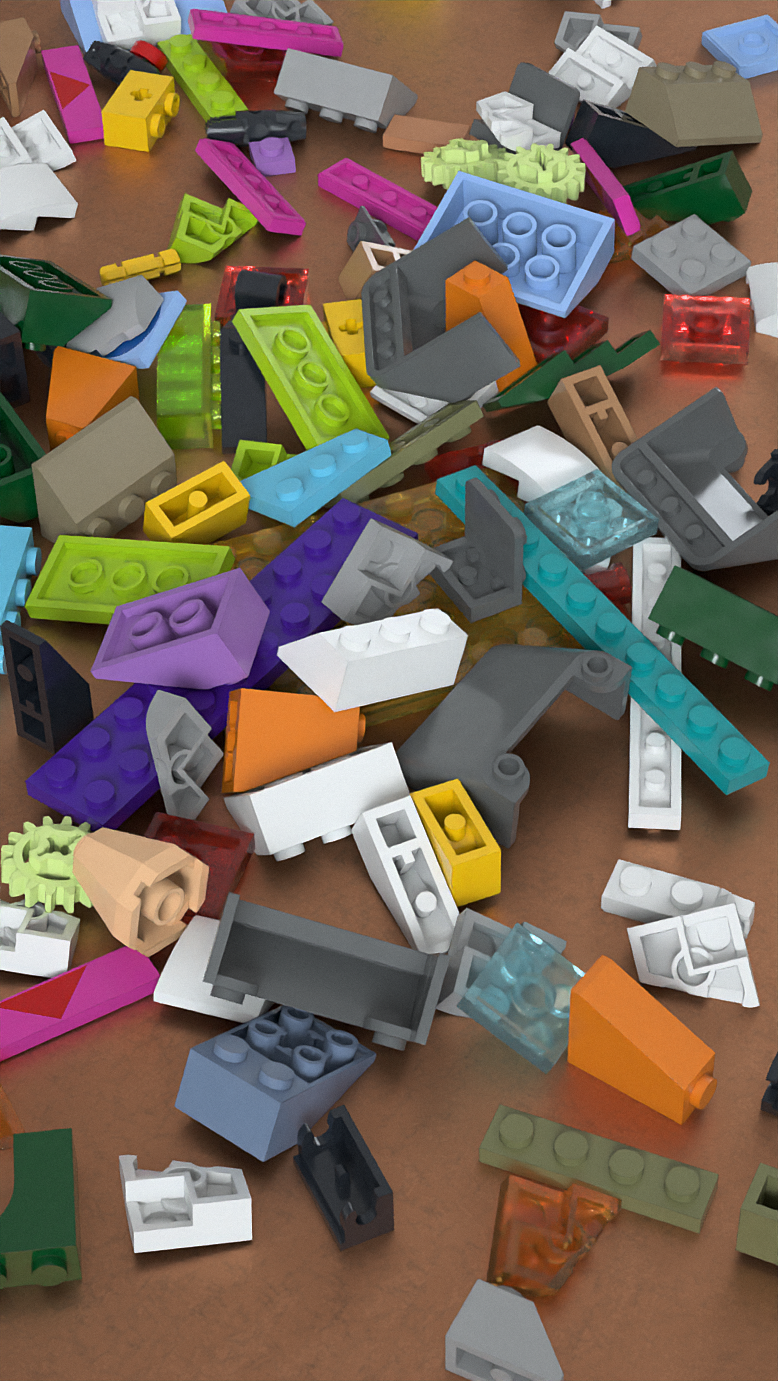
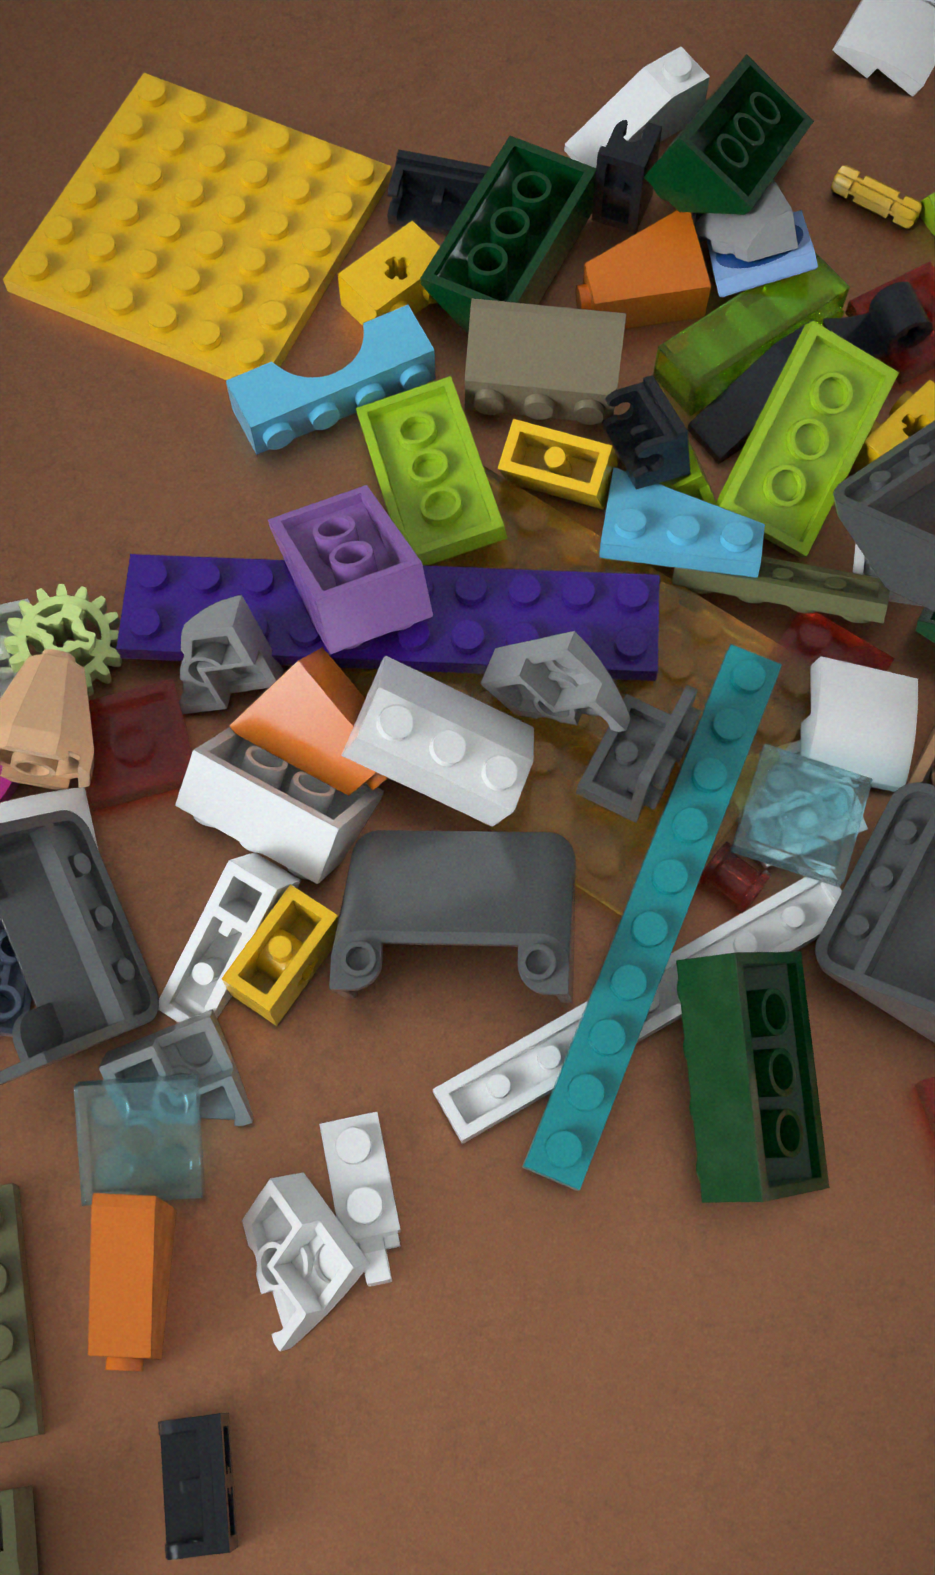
camera: 55 degrees right, 25 degrees up
(46, 691) = (234, 493): black slope -> none
(237, 439) = (648, 435): none -> black hinge

